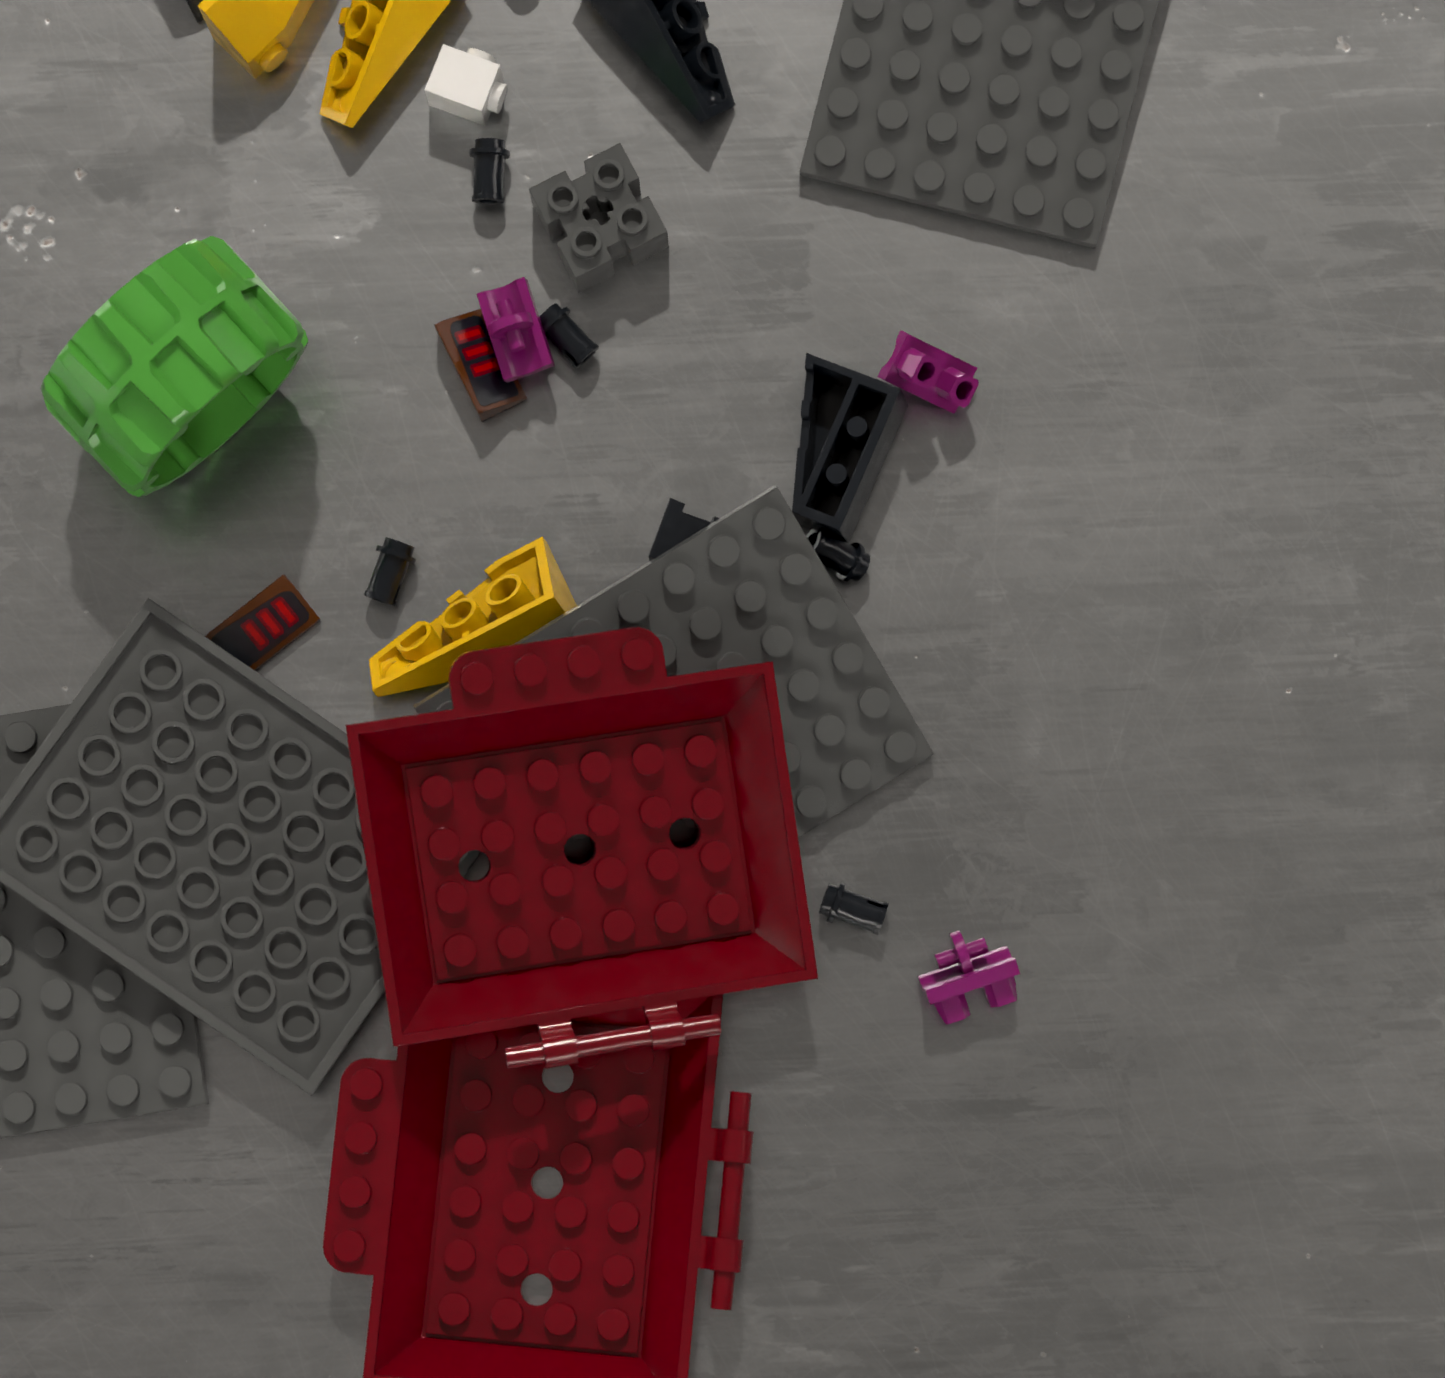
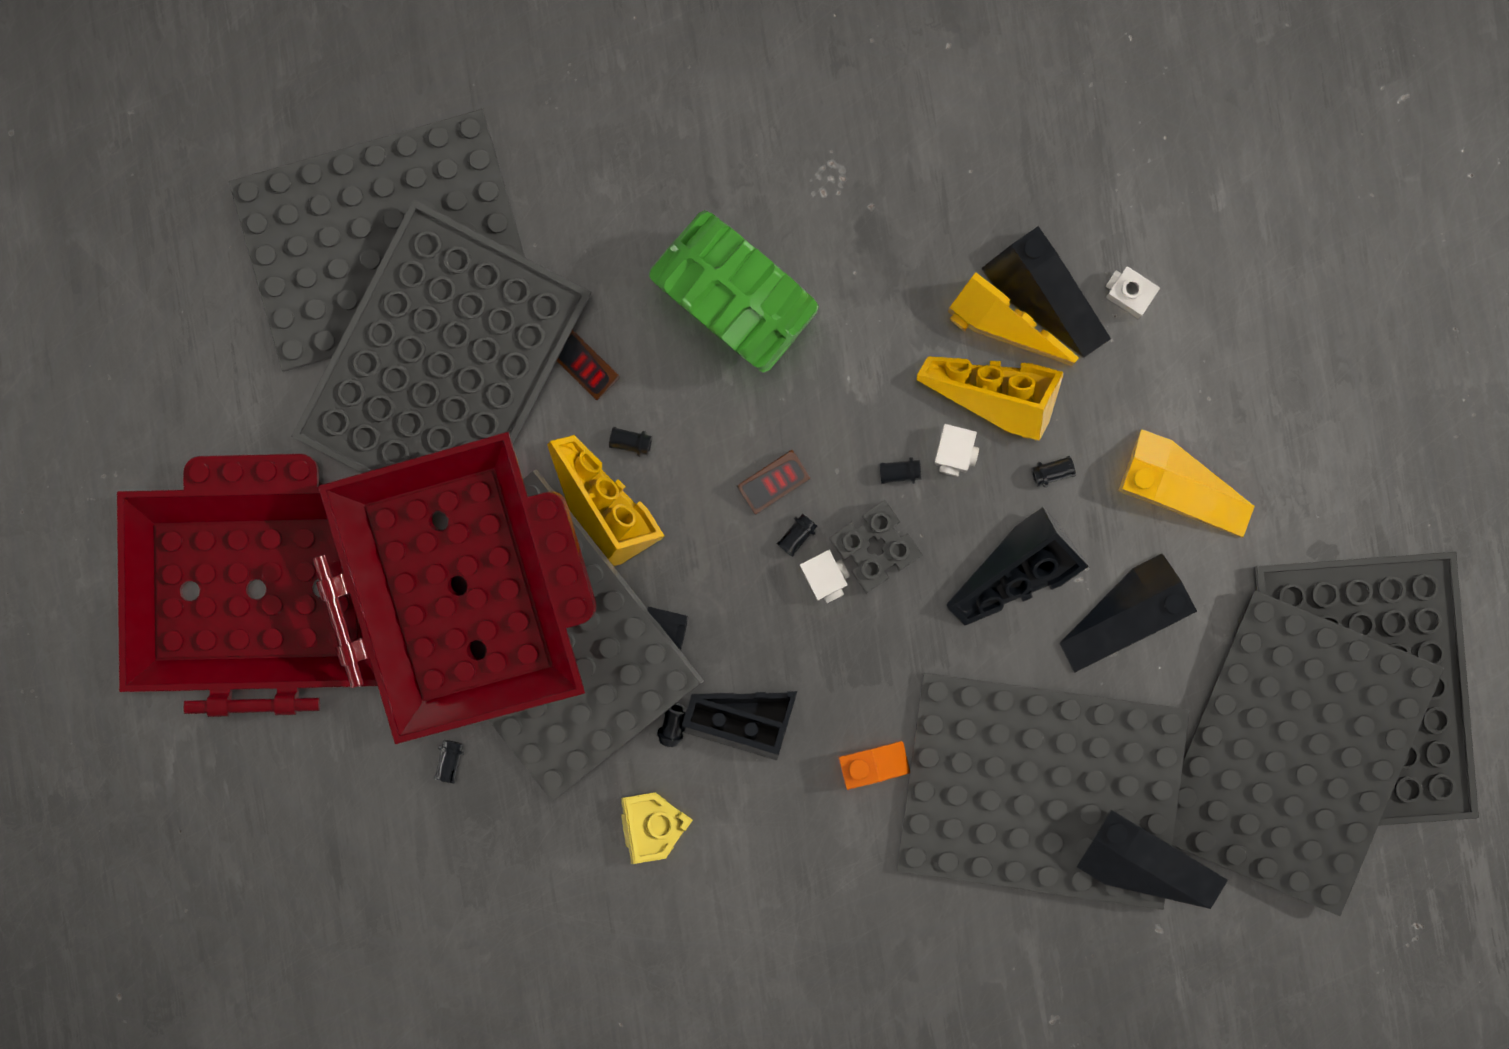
camera: 85 degrees right, 5 degrees up
(515, 330) = (794, 502): magenta hips -> none
(635, 299) = (825, 576): none -> white brick
(930, 373) = (796, 772): magenta hips -> none
(932, 263) = (874, 765): none -> orange slope
(967, 969) = (415, 837): magenta hips -> none
(989, 606) = (651, 826): none -> light yellow plate

